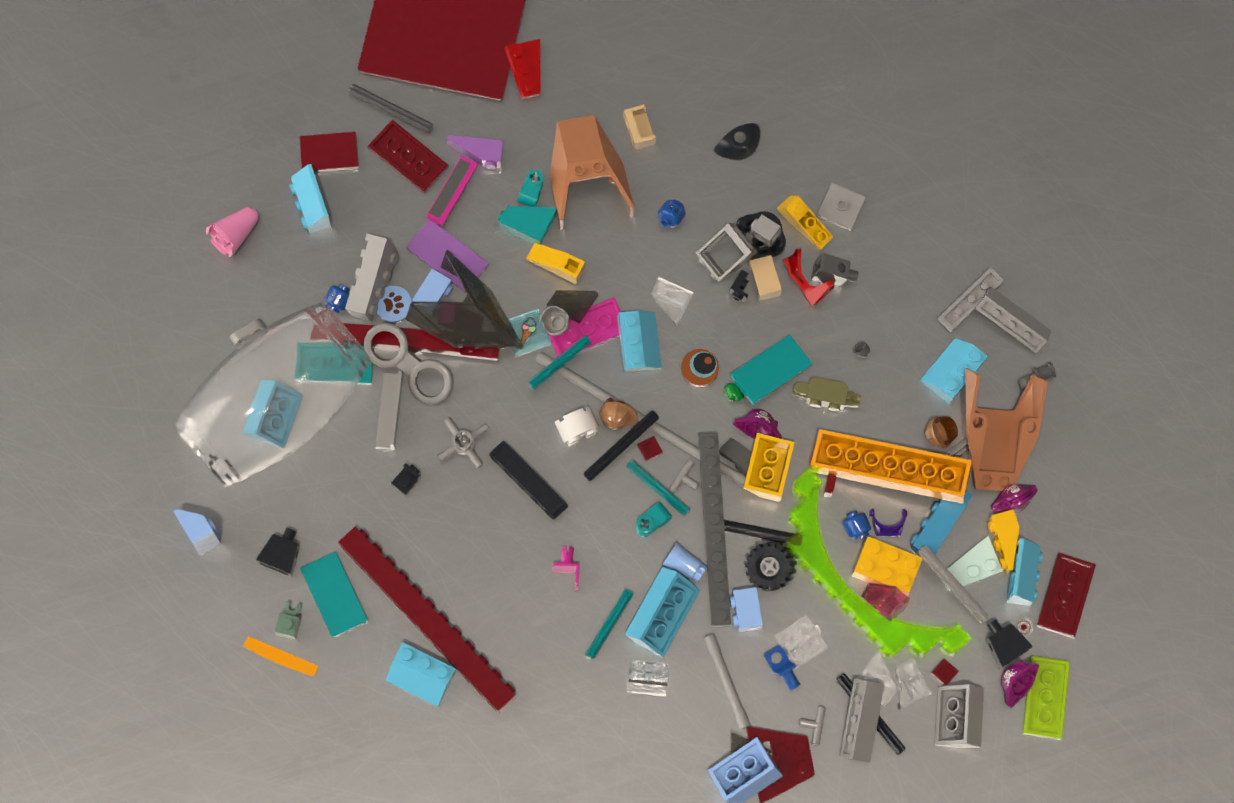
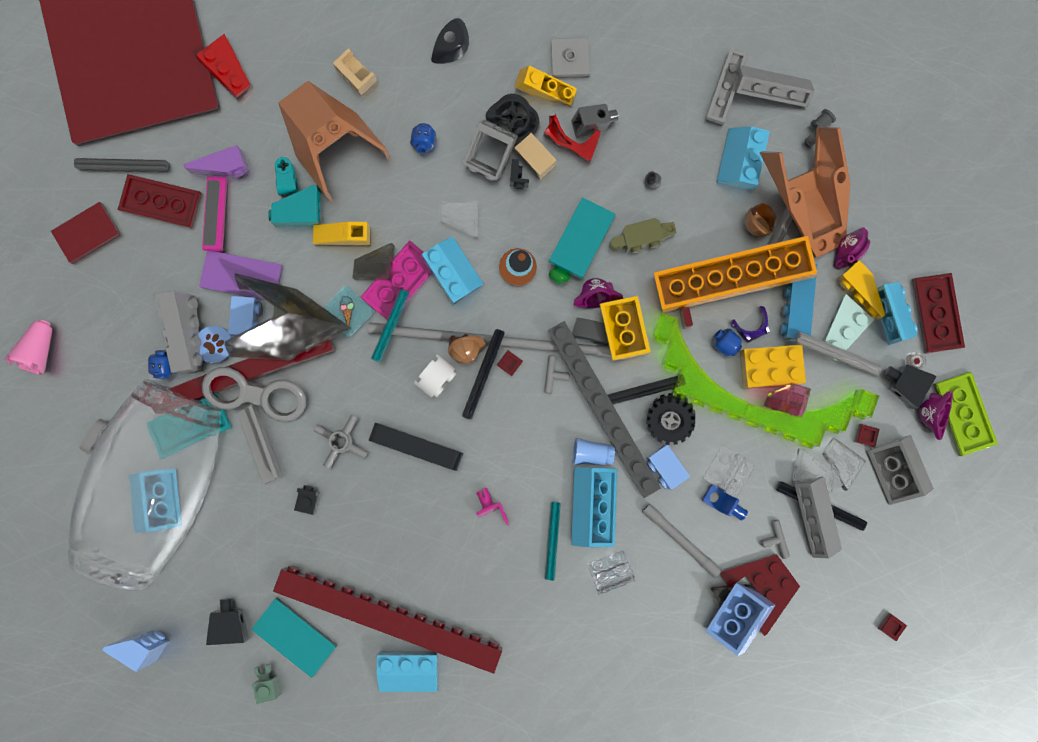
camera: 20 degrees left, 10 degrees up
(280, 657) = (274, 716): light orange sticker -> none
(309, 200) = (89, 286): medium azure slope -> none
(555, 320) = (367, 289): light grey hair -> none
(655, 518) = (545, 423): teal piece -> none
(658, 488) = (534, 394): teal axle -> none
(765, 230) = (516, 112): light grey brick -> none

